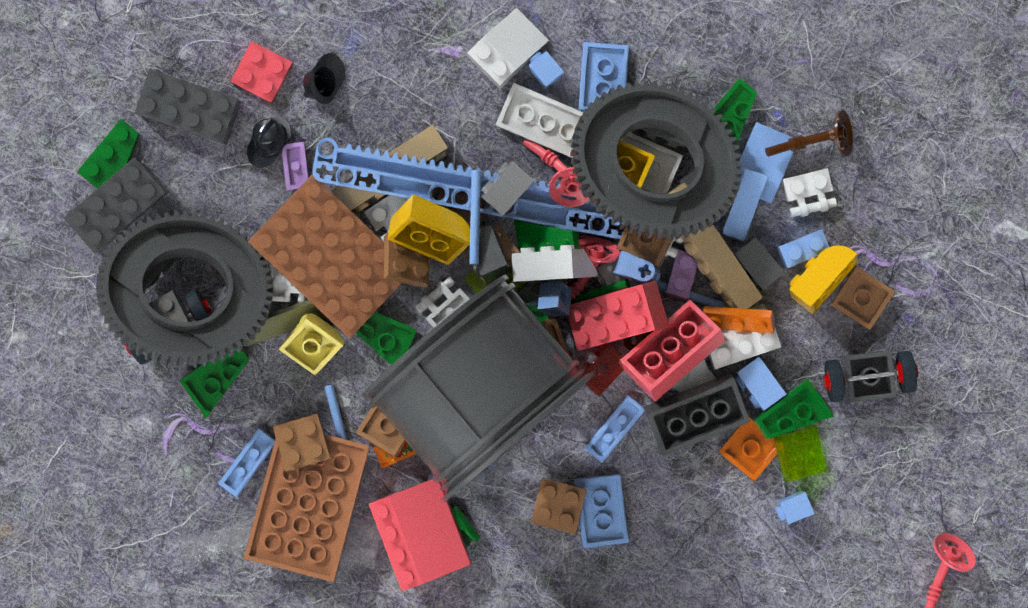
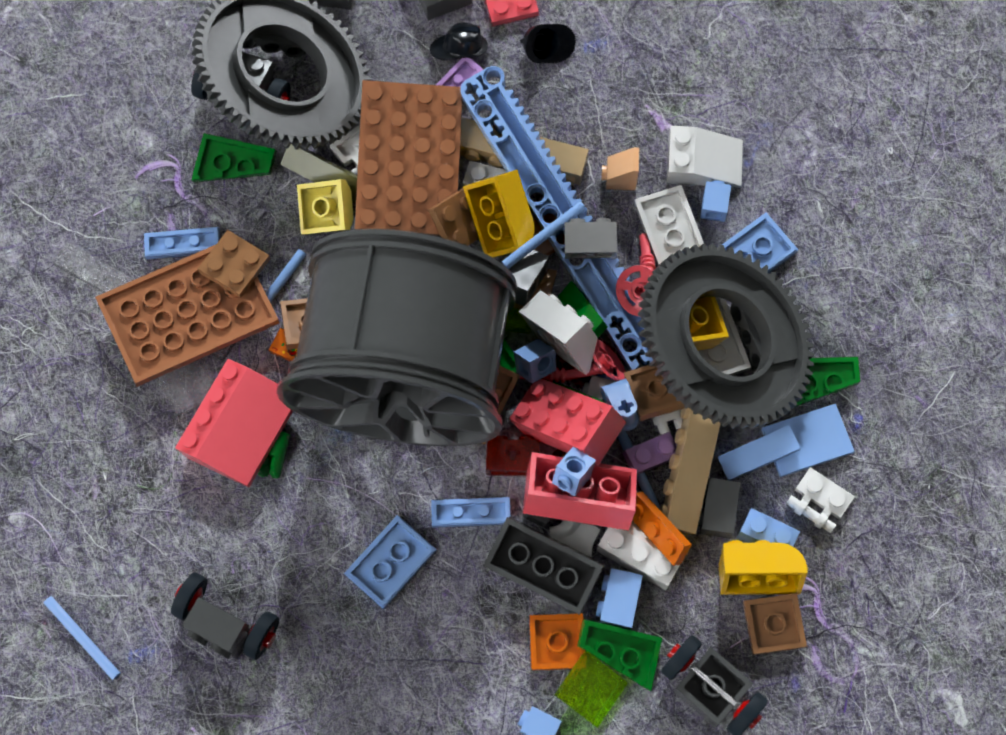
camera: 55 degrees right, 15 degrees down
(467, 115) = (622, 170): none -> light nougat slope
(559, 505) = (363, 520): medium nougat plate -> none
(657, 339) = (573, 471): none -> light blue brick
(838, 133) = (887, 475): reddish brown dish -> none

